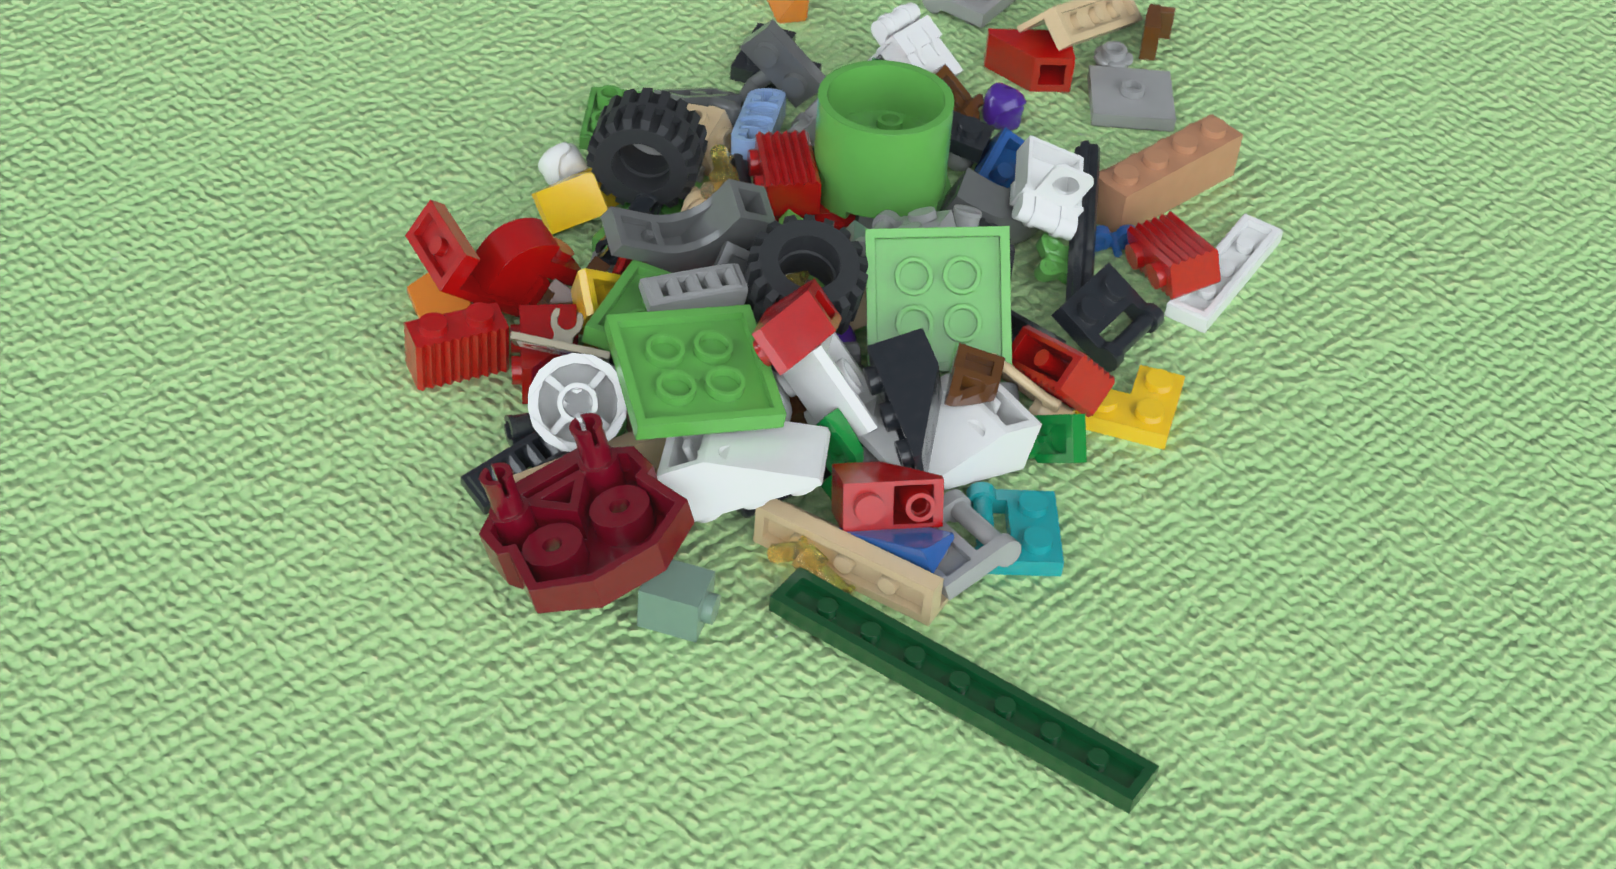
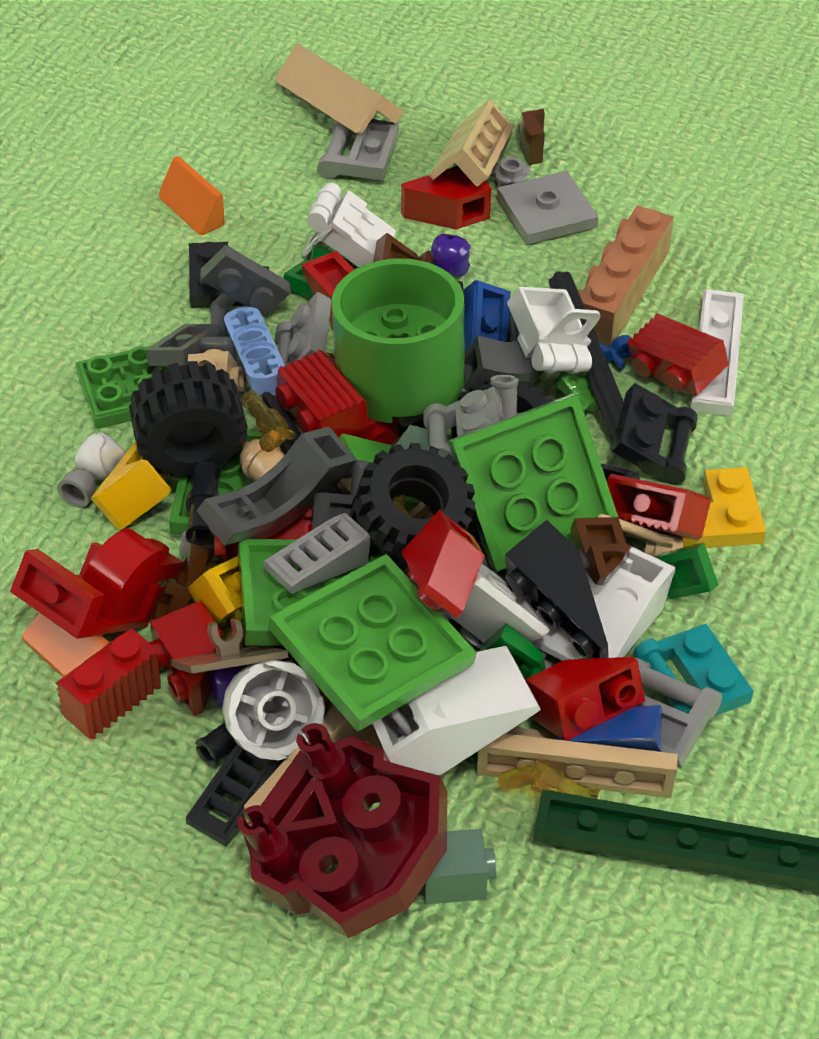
camera: 20 degrees left, 5 degrees up
(527, 182) = (77, 487): none -> light grey hinge

